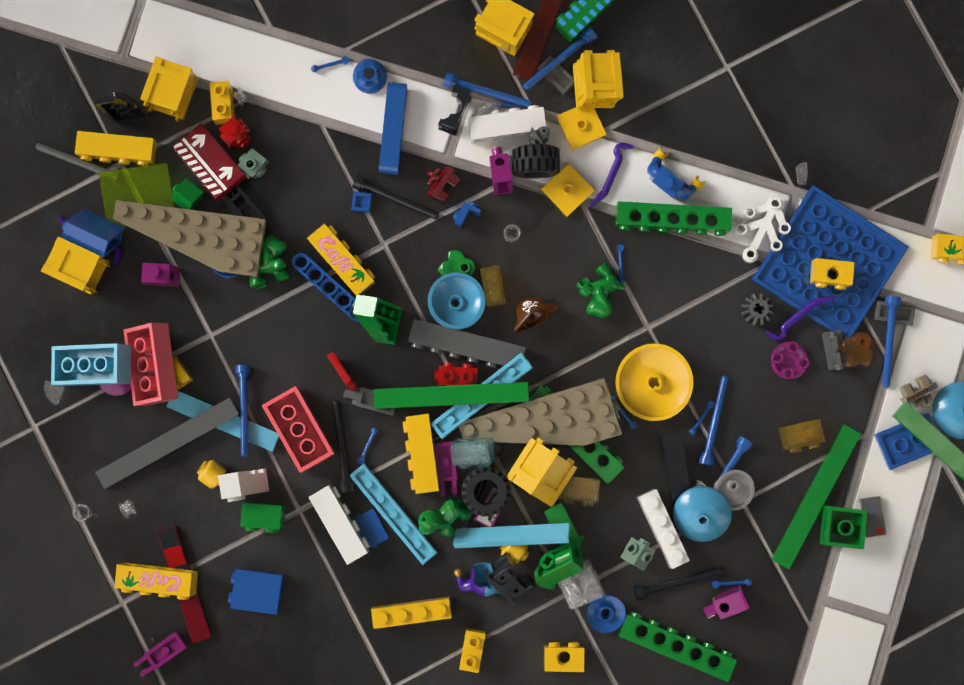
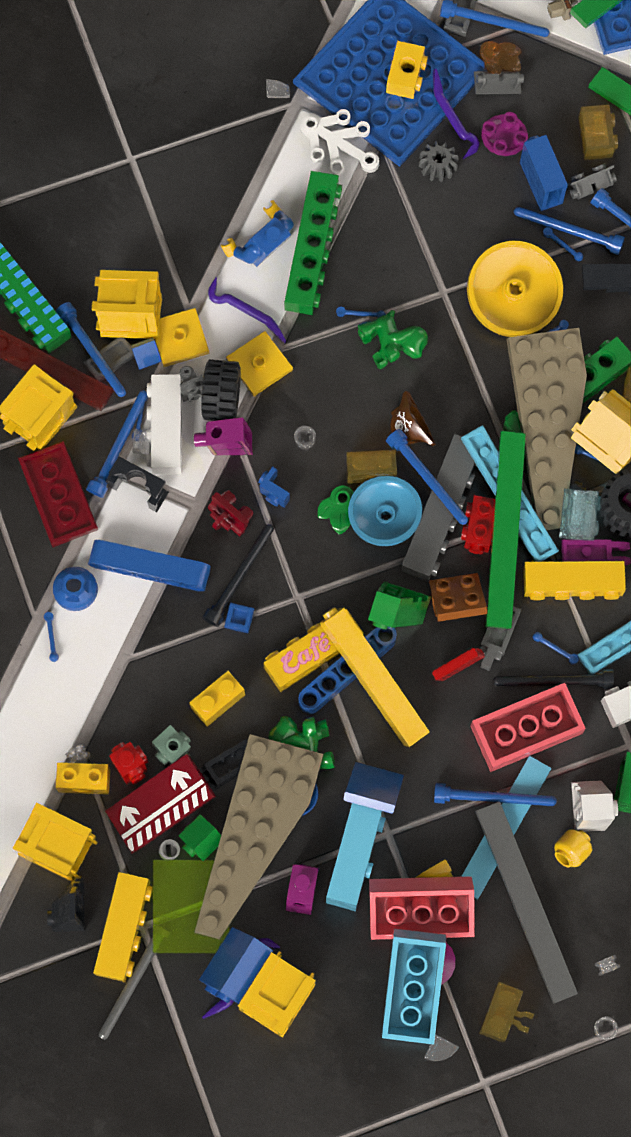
camera: 80 degrees left, 10 degrees down
(82, 433) = (502, 1012): none -> clear yellow brick
(179, 177) = (174, 849): none -> light grey hinge
(185, 310) = (354, 856): none -> medium azure brick
(235, 317) = (373, 787): none -> blue tile
(294, 193) = (217, 698): none -> yellow brick
(321, 307) = (373, 676): none -> yellow brick
(395, 365) = (457, 597): none -> dark orange plate
(442, 52) = (58, 494): none -> dark red tile
(512, 305) = (398, 441): none -> blue piece
(563, 101) = (146, 353): none -> tile
(757, 393) = (543, 172): none -> blue brick
(763, 440) = (600, 177): none -> dark grey hinge

